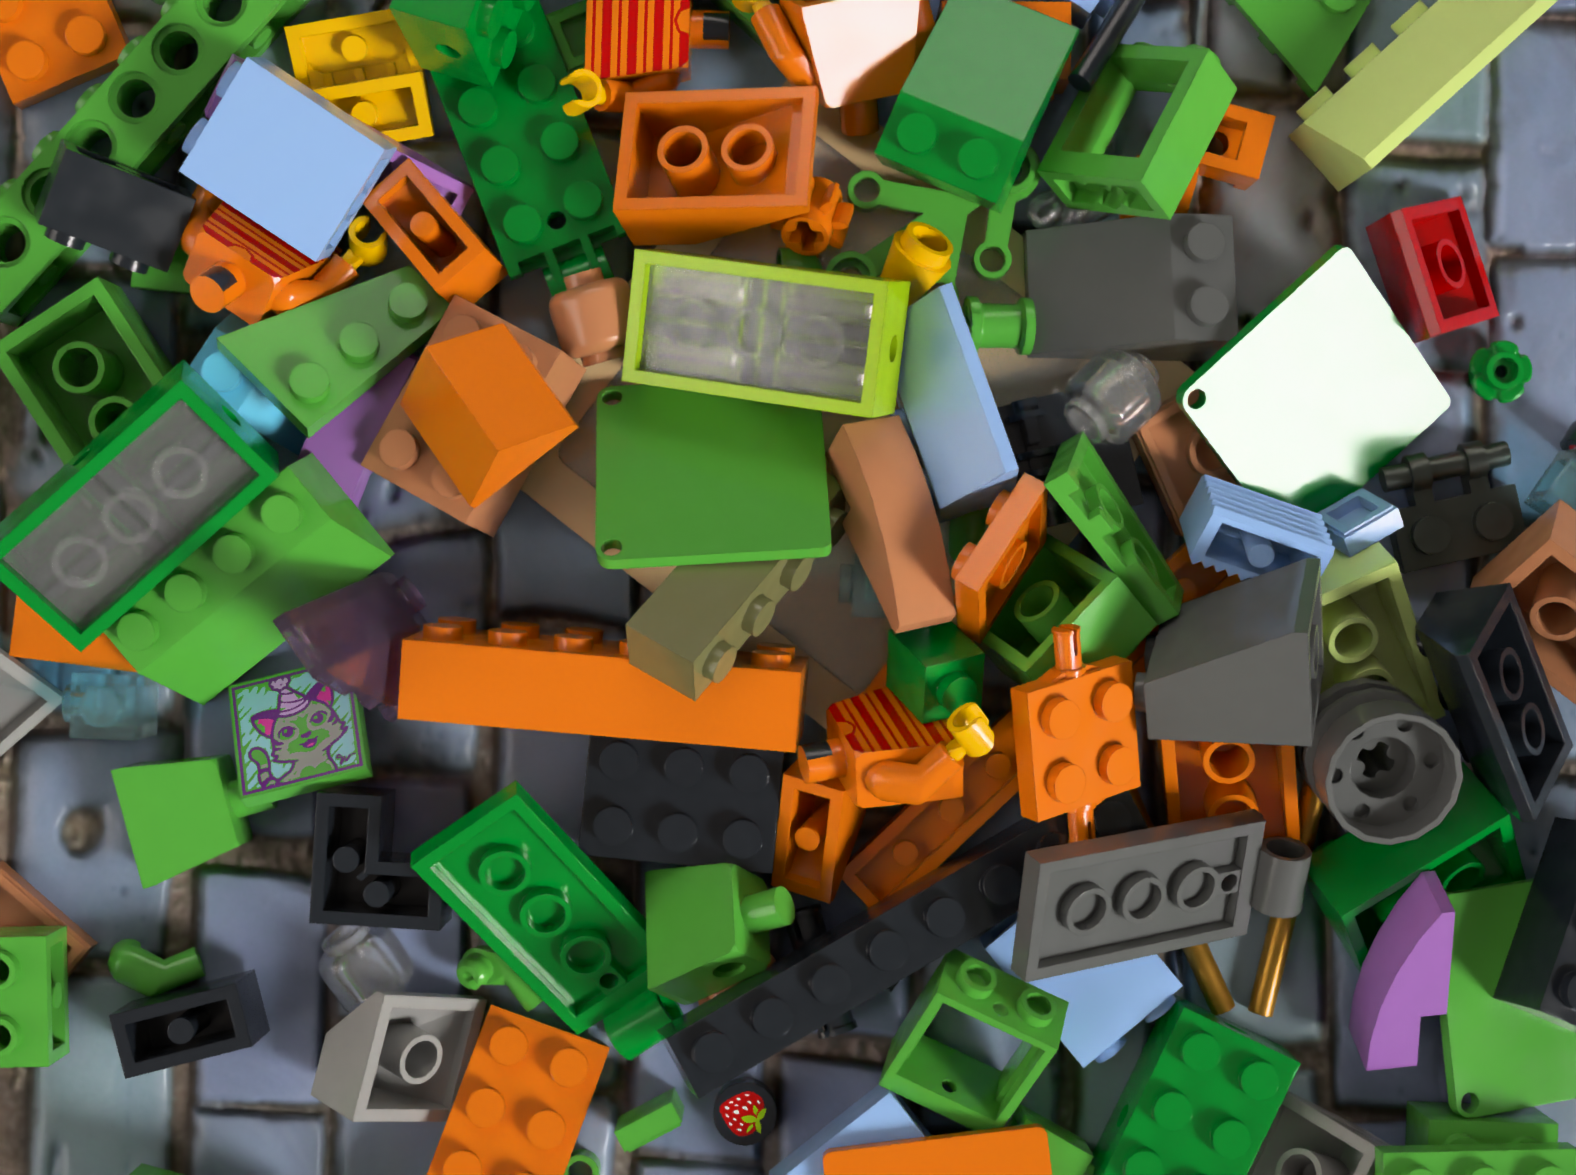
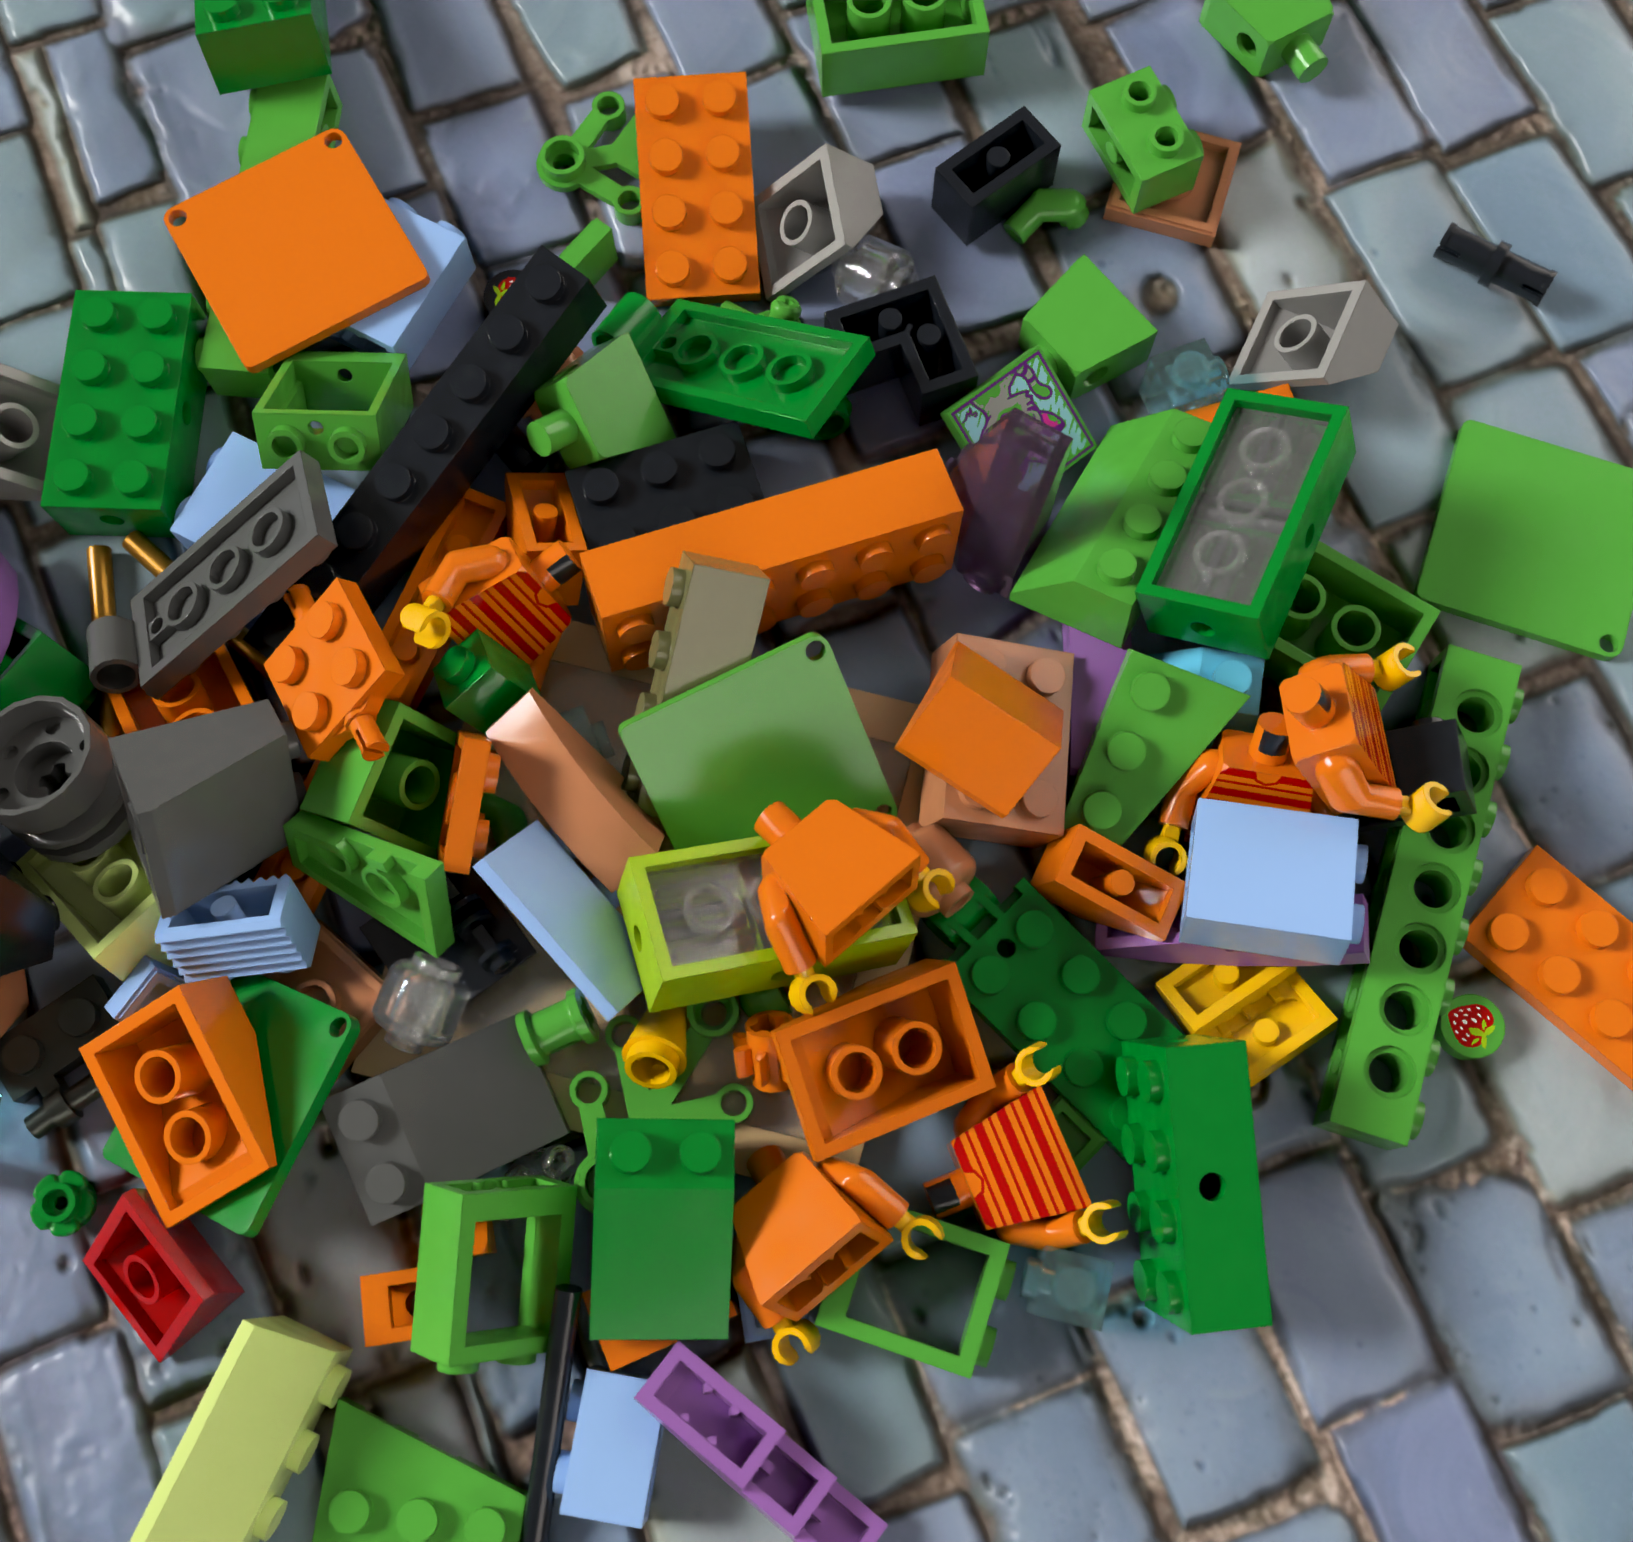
camera: 155 degrees right, 15 degrees down
(153, 254) = (1342, 741): none -> orange torso
(693, 312) = (833, 882): none -> orange torso
(1353, 397) = (187, 1096): none -> orange slope

